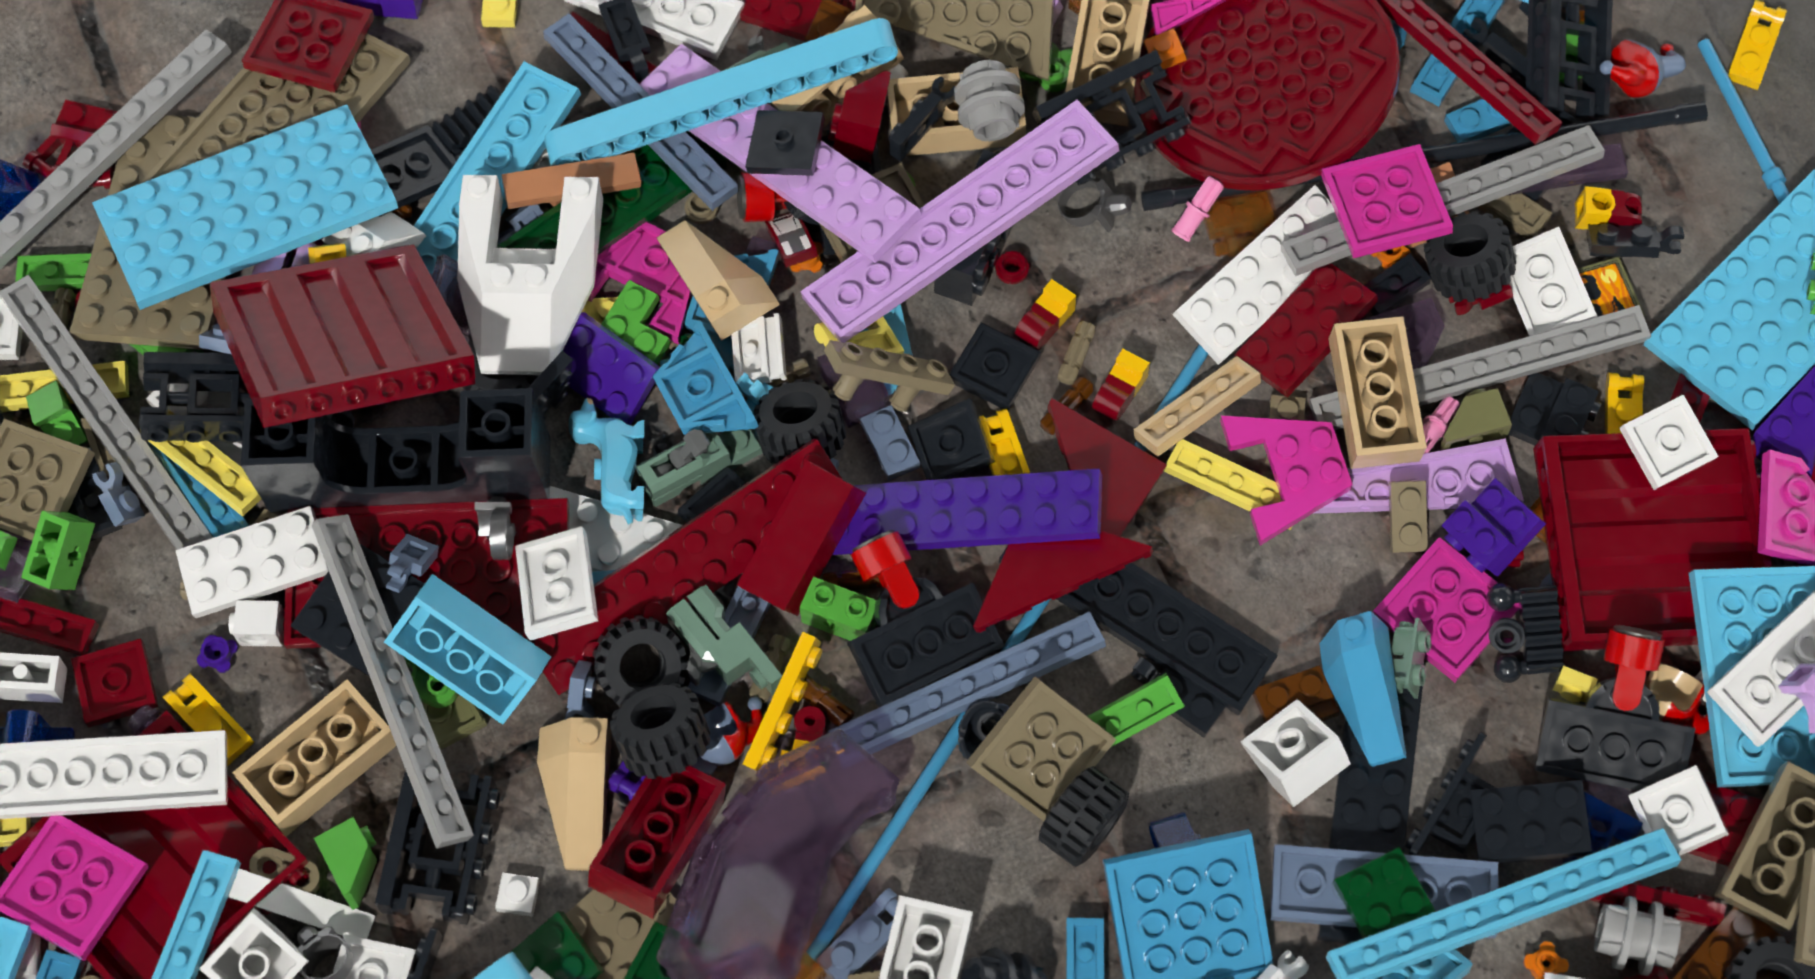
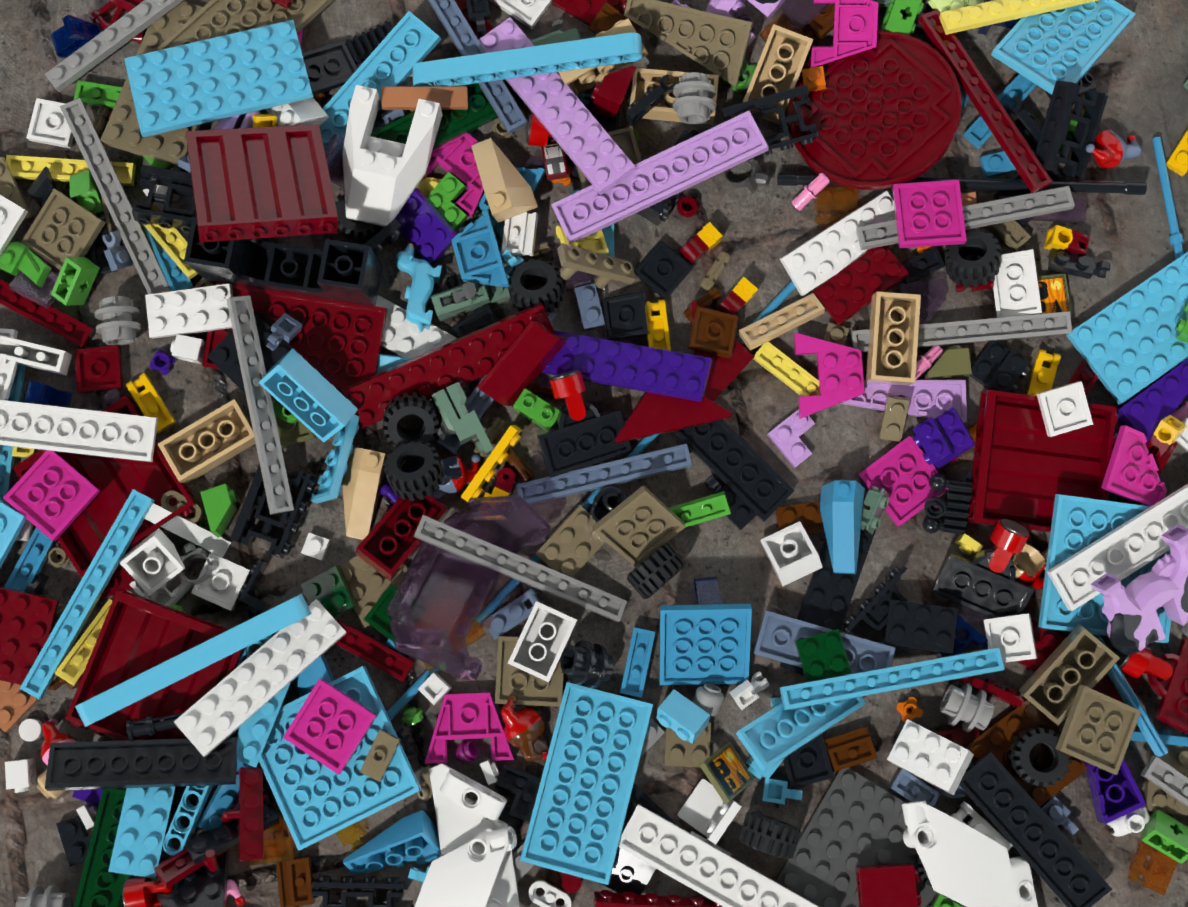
camera: 10 degrees right, 15 degrees up
(136, 598) = (117, 320): none -> light grey piece
(495, 523) = (339, 317): flat silver piece -> none
(529, 751) = (331, 480): none -> medium azure wing
(556, 583) = (368, 364): white plate -> none
(580, 688) = (372, 432): sand blue plate -> none
(785, 142) = (560, 102): black plate -> none
(863, 856) = (520, 568): none -> light grey plate
(938, 808) = (571, 543): none -> dark tan plate
(1093, 438) = (713, 332): none -> reddish brown tile
(1248, 582) = (787, 438): none -> lavender plate

